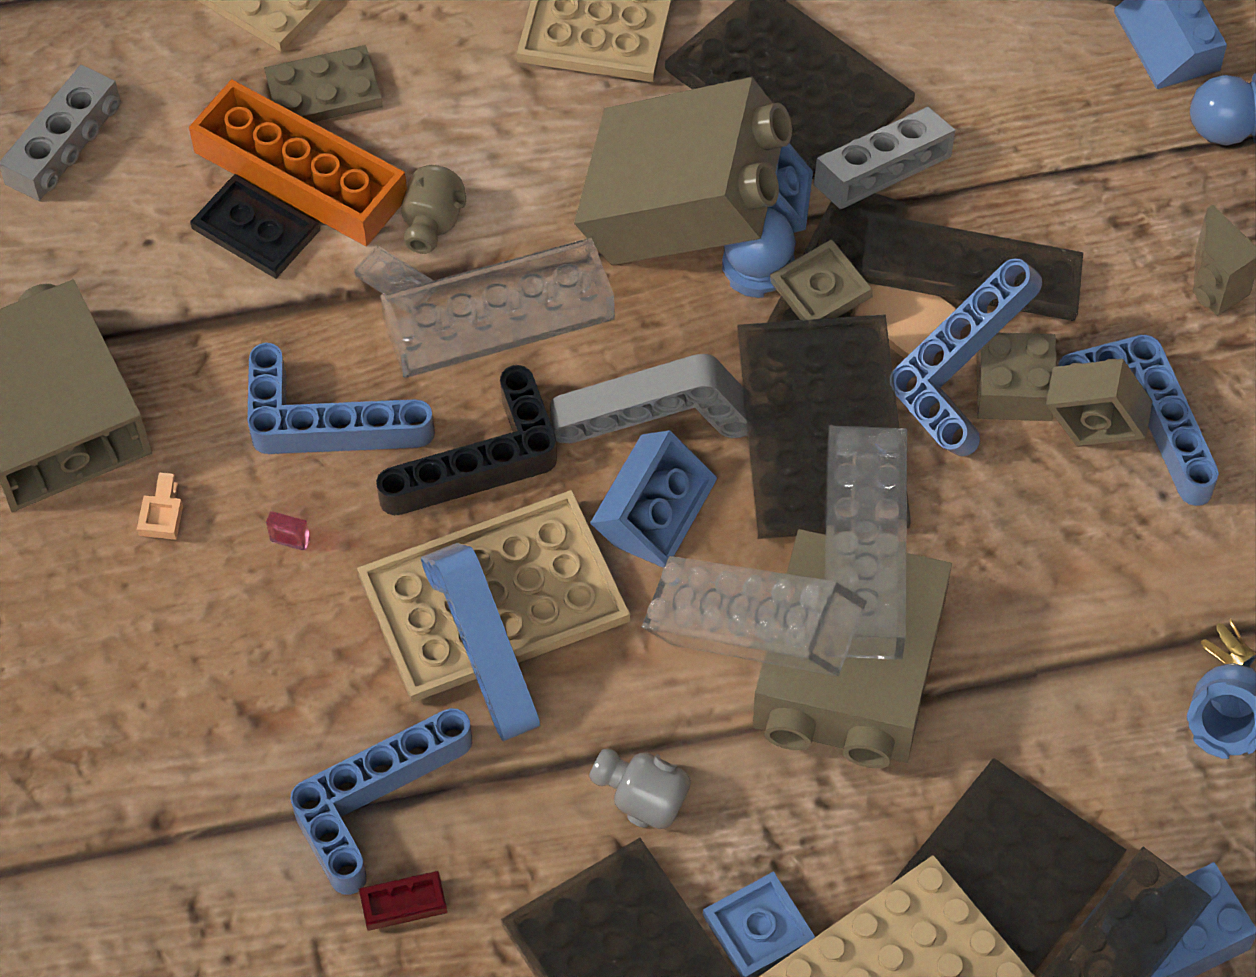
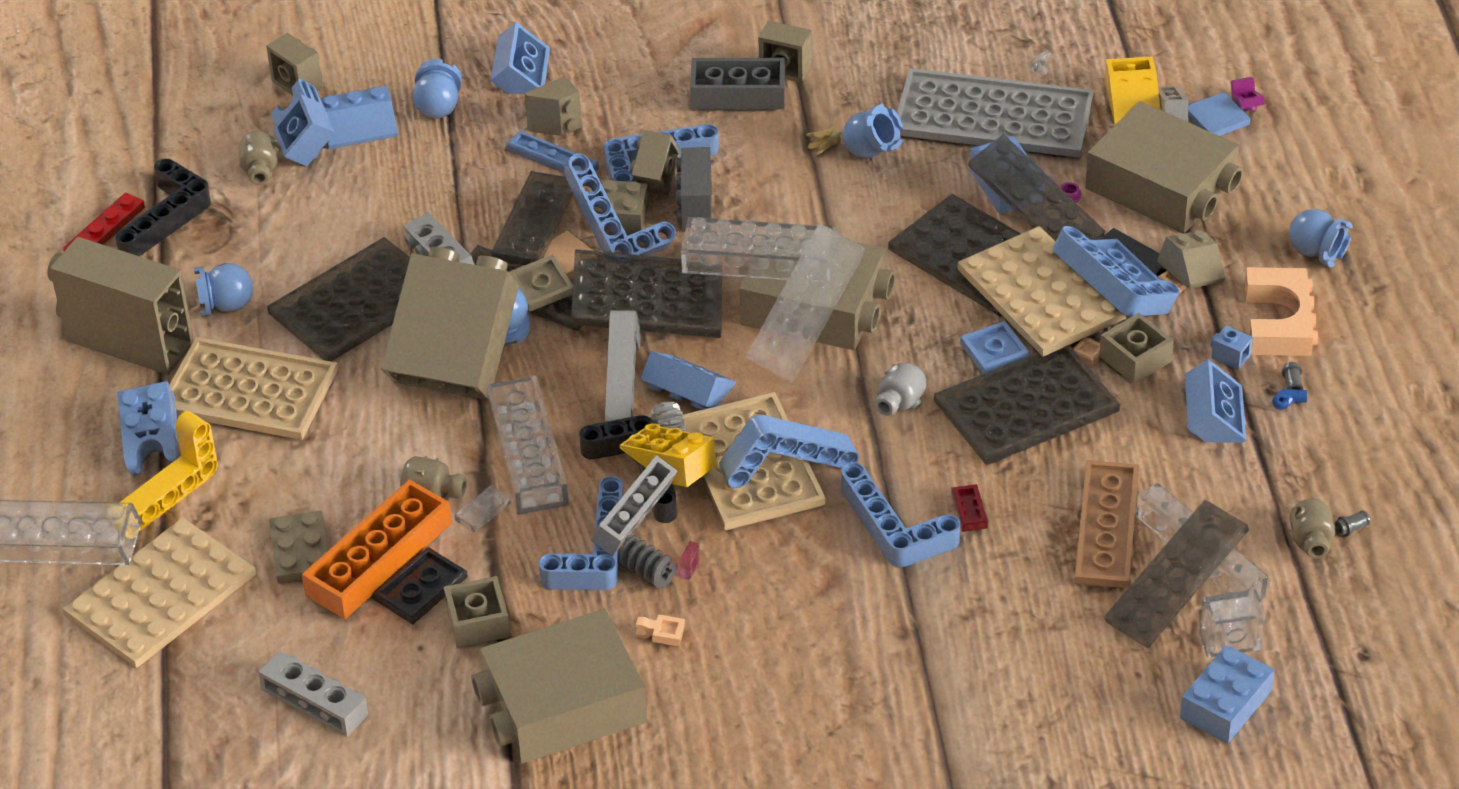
camera: 85 degrees left, 15 degrees down
(184, 285) = (477, 611): none -> dark tan brick
(279, 474) = (647, 562): none -> dark grey piece
(343, 434) = (634, 505): none -> light grey brick
(463, 475) = (685, 451): none -> yellow slope
(547, 475) = (668, 415): none -> light grey gear
(1059, 466) = (694, 184): none -> dark grey brick
(1138, 282) = (543, 152): none -> medium blue tile

